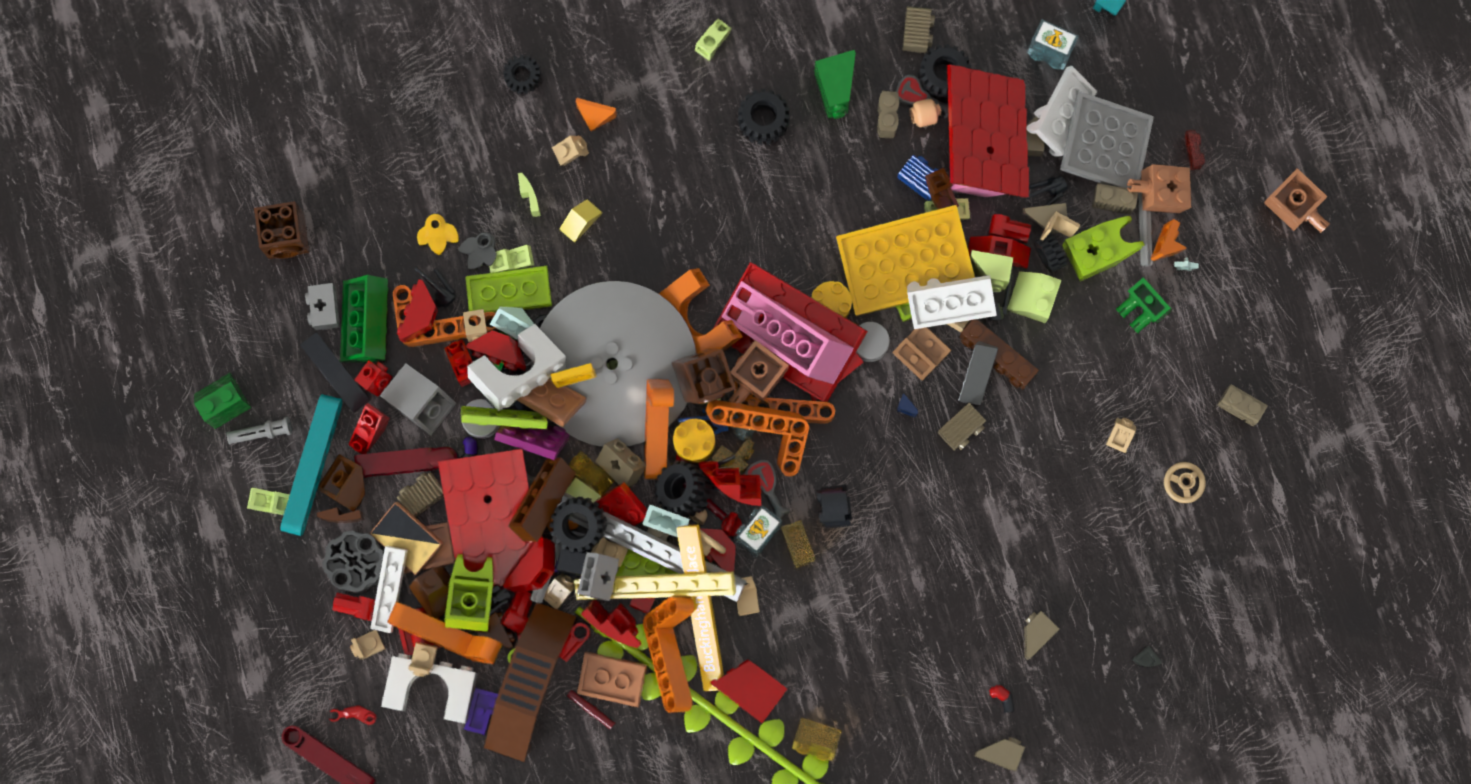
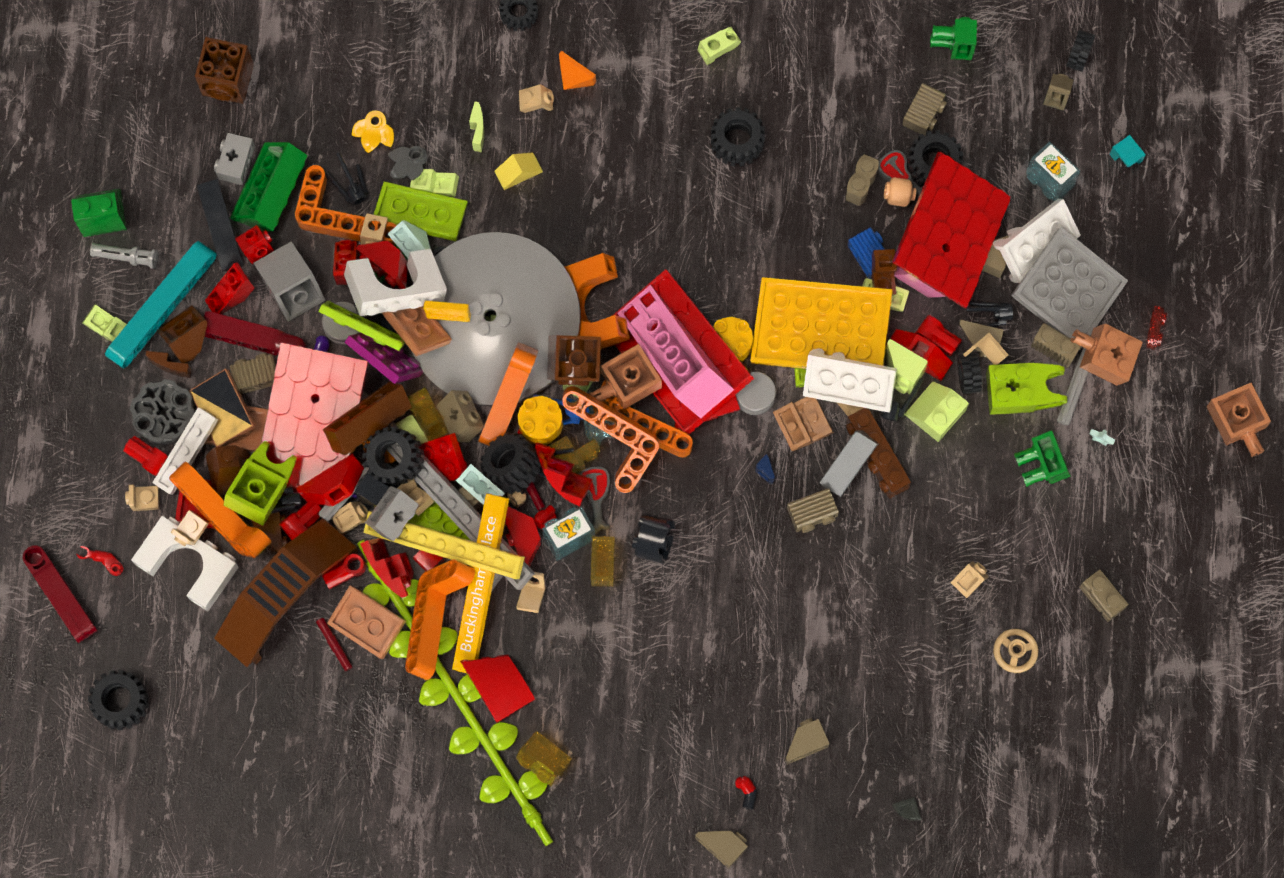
camera: 20 degrees right, 5 degrees down
(419, 314) = (322, 198): red slope -> none
(480, 711) = (223, 603): dark purple plate -> none
(708, 543) = (513, 522): tan piece -> none
(835, 81) = (823, 128): green slope -> none
(1166, 243) = (1090, 410): orange slope -> none

